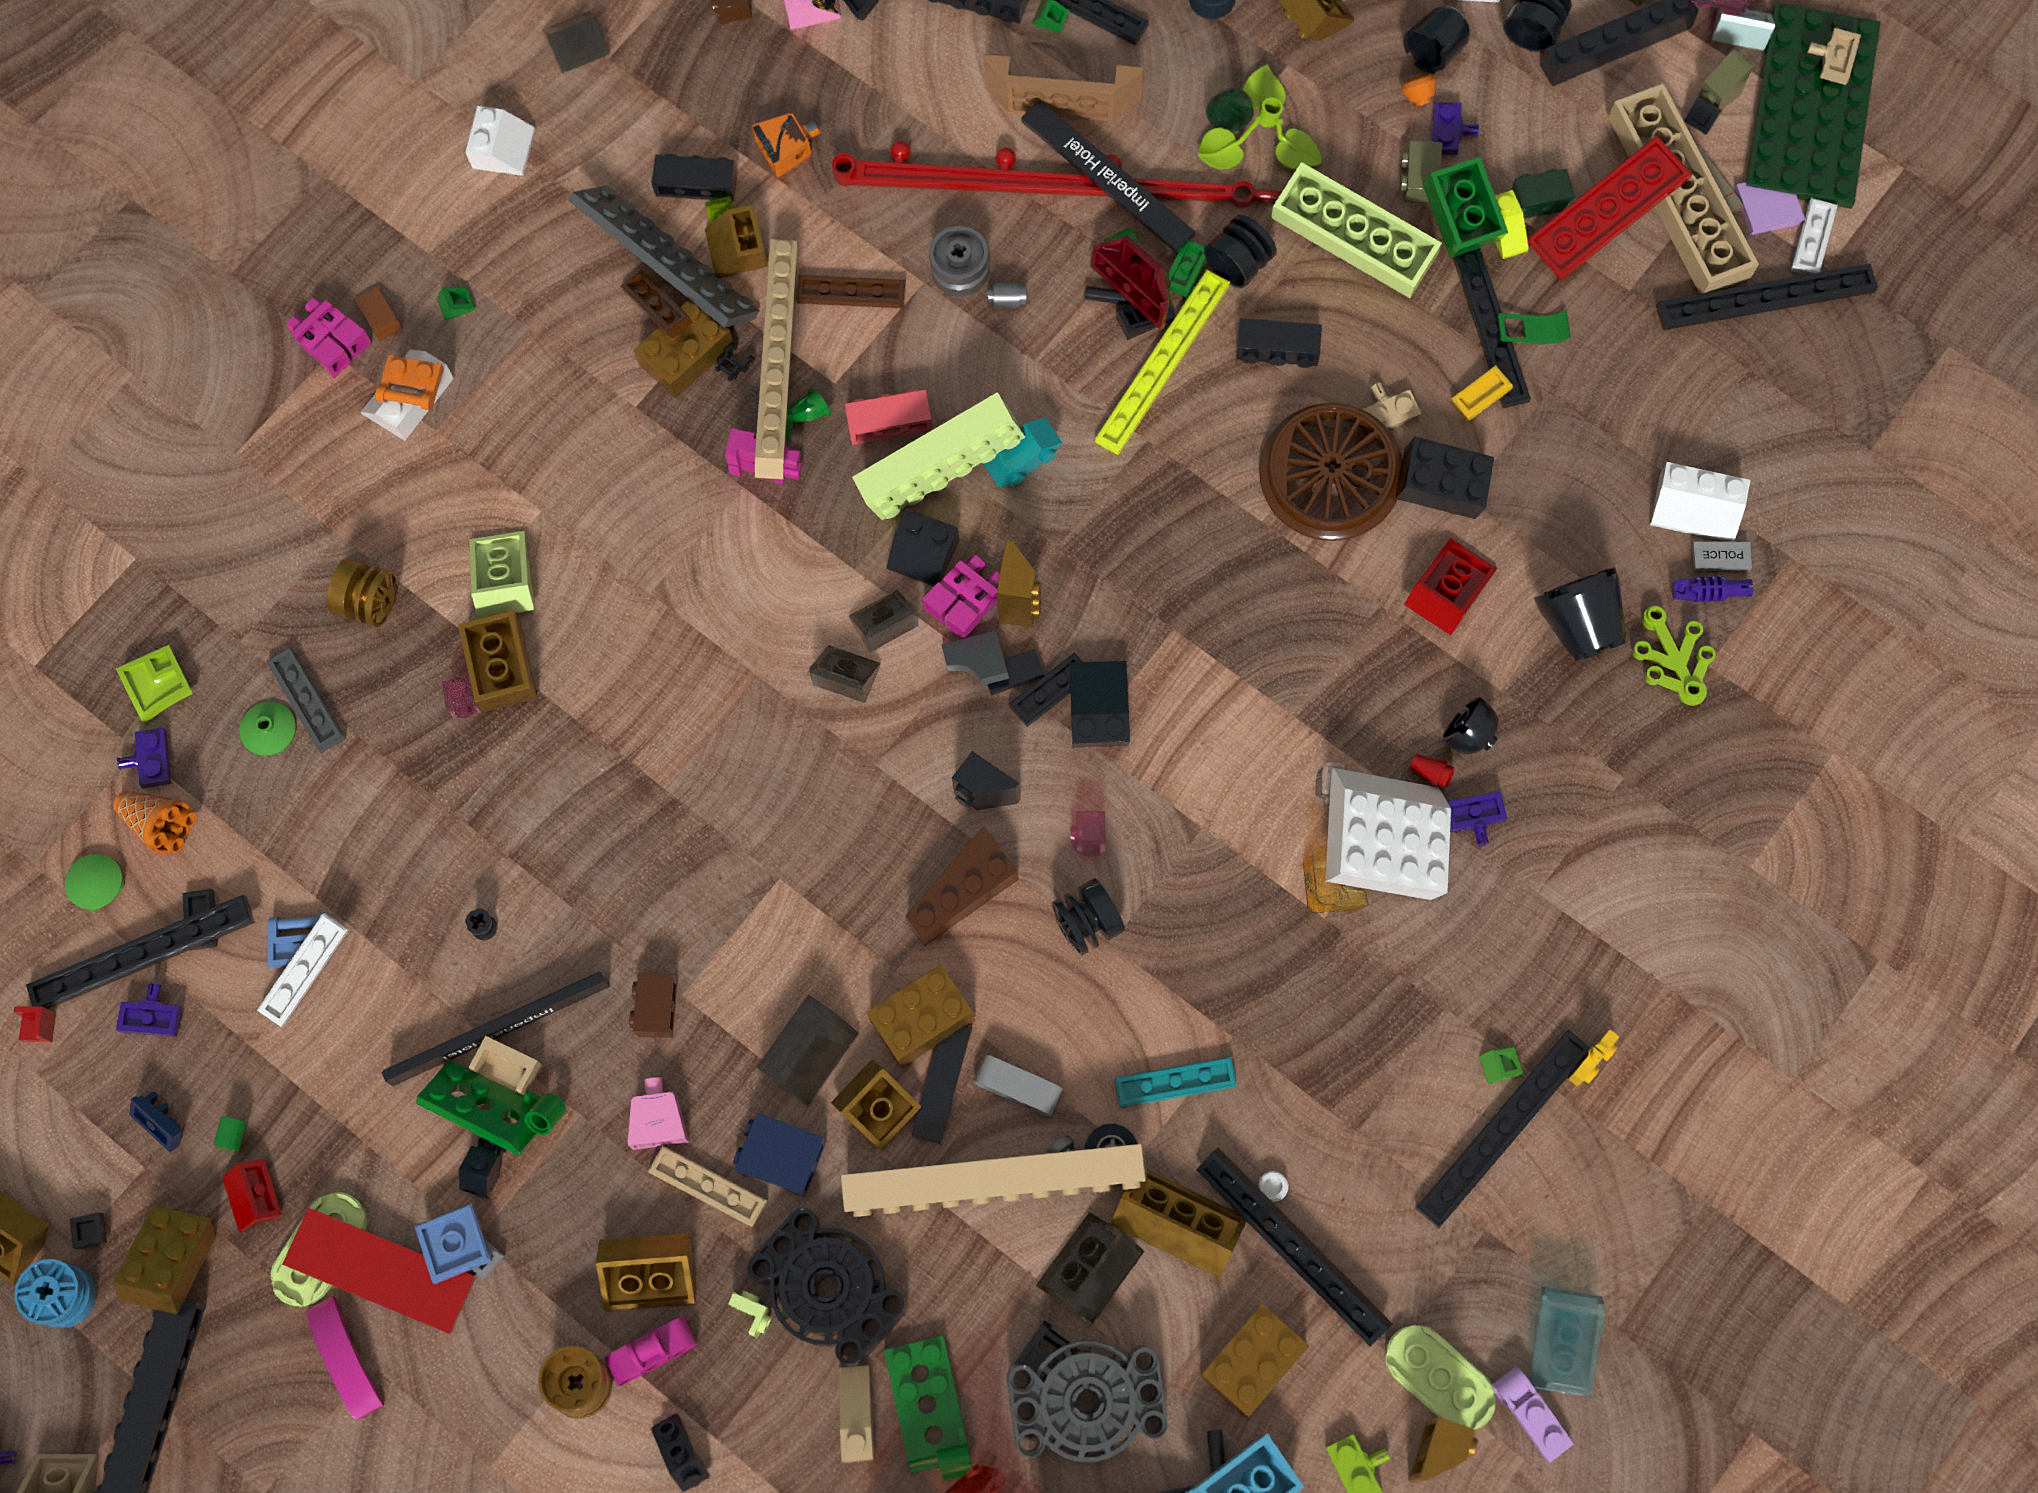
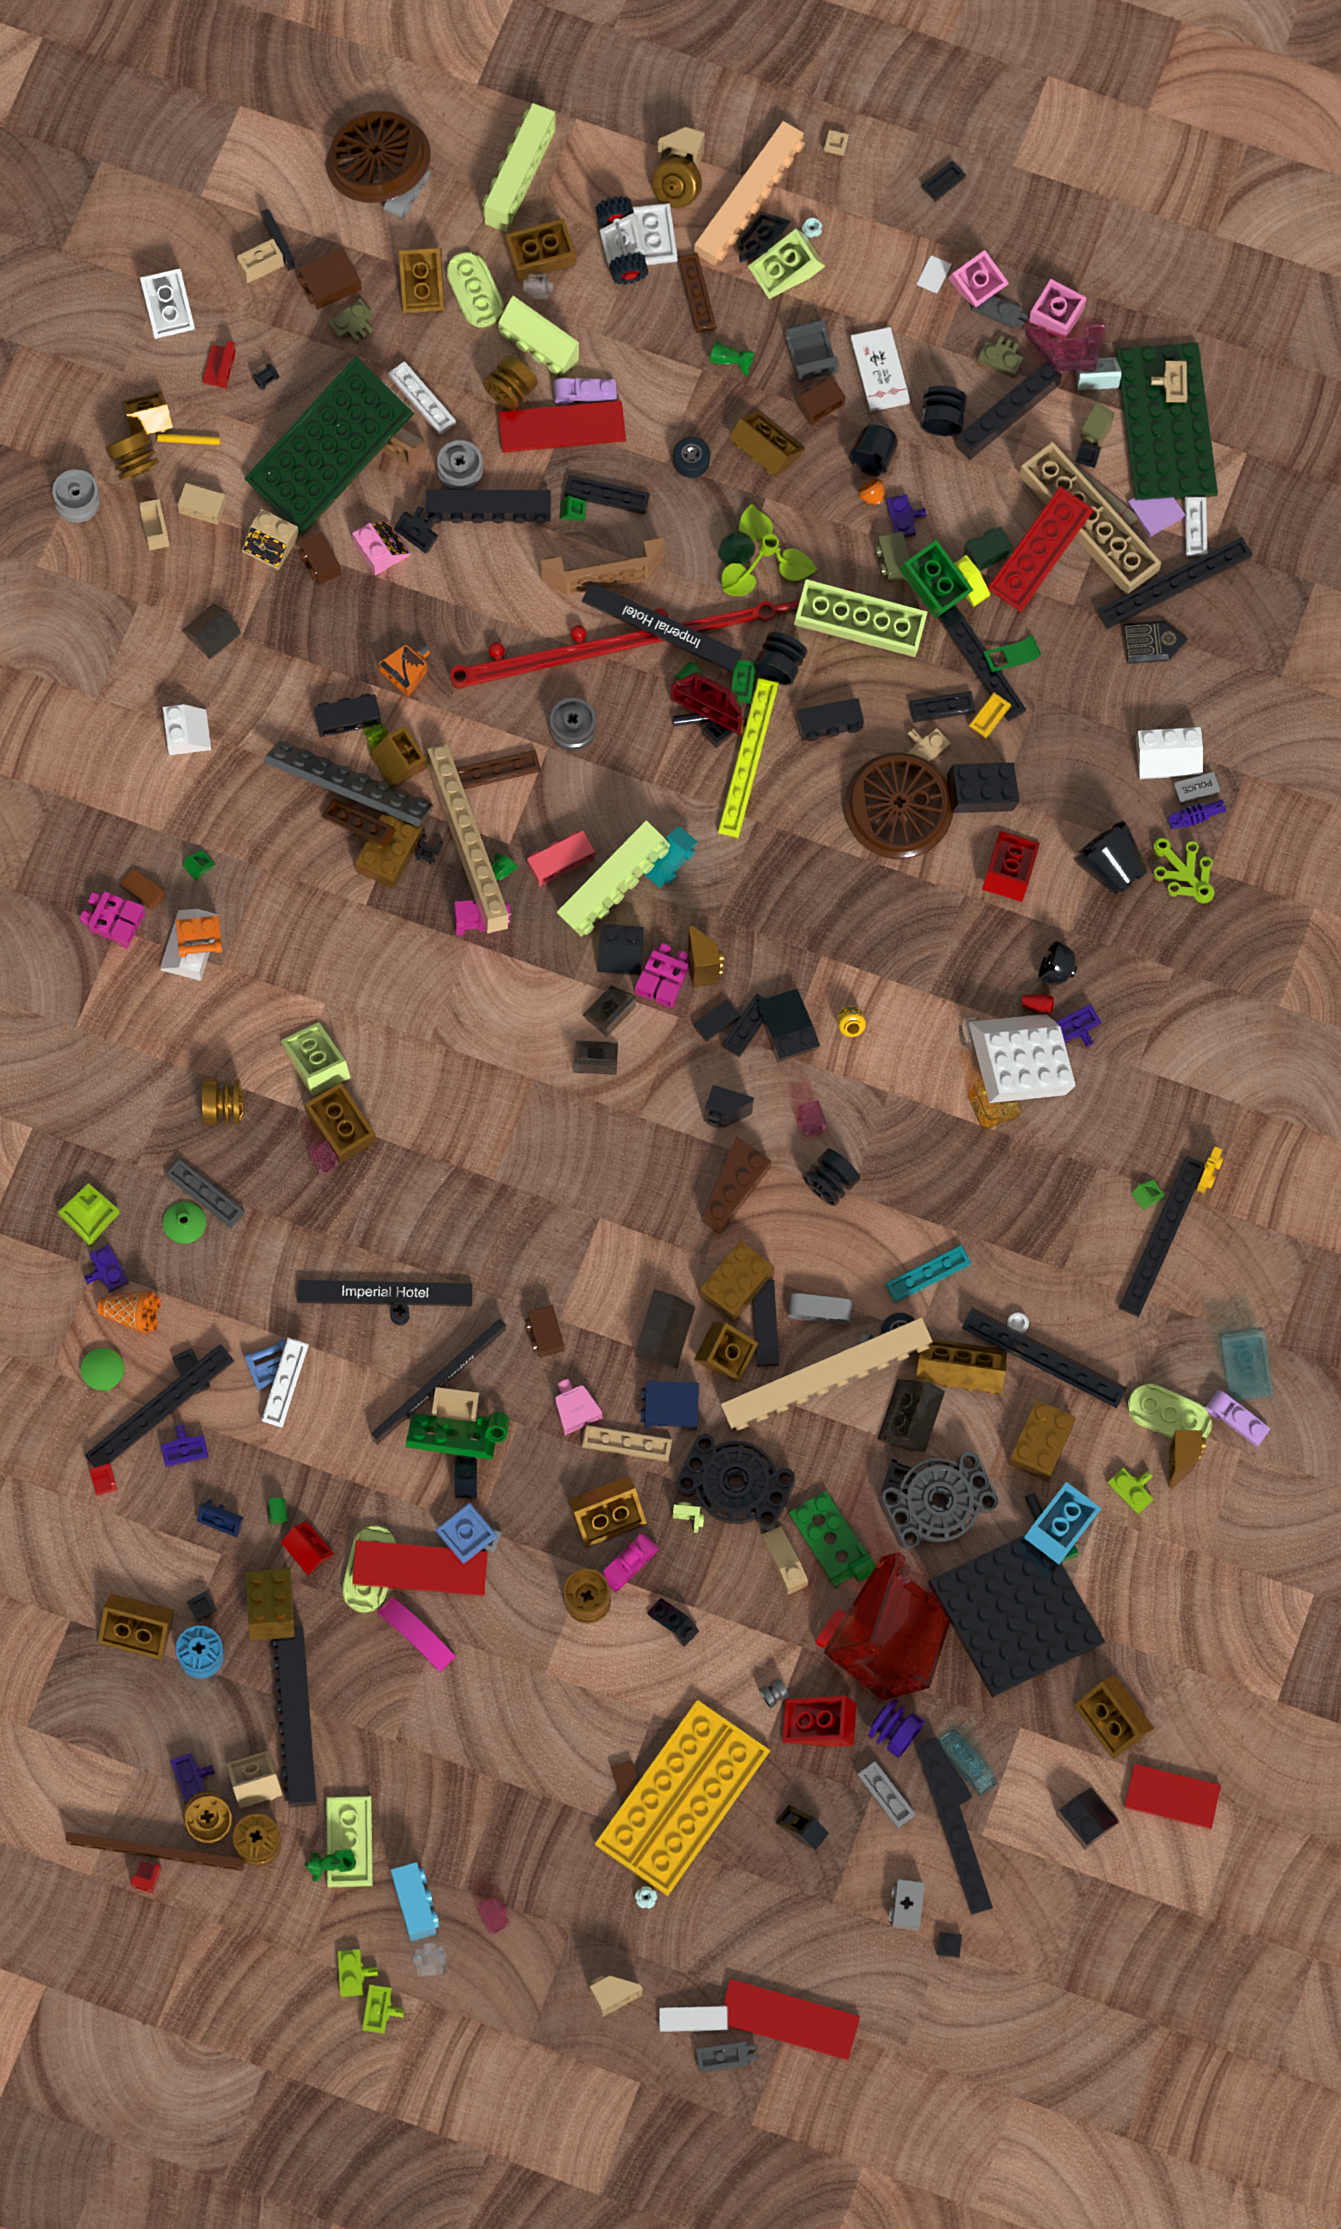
camera: 25 degrees left, 0 degrees up
(476, 893) = (384, 1293): none -> black tile
(978, 656) = (688, 1016): dark grey tile -> none
(1006, 294) = (616, 740): flat silver brick -> none
(1181, 722) = (851, 1021): none -> yellow head
(1425, 367) = (942, 706): none -> black tile
(1716, 360) = (1151, 641): none -> black tile

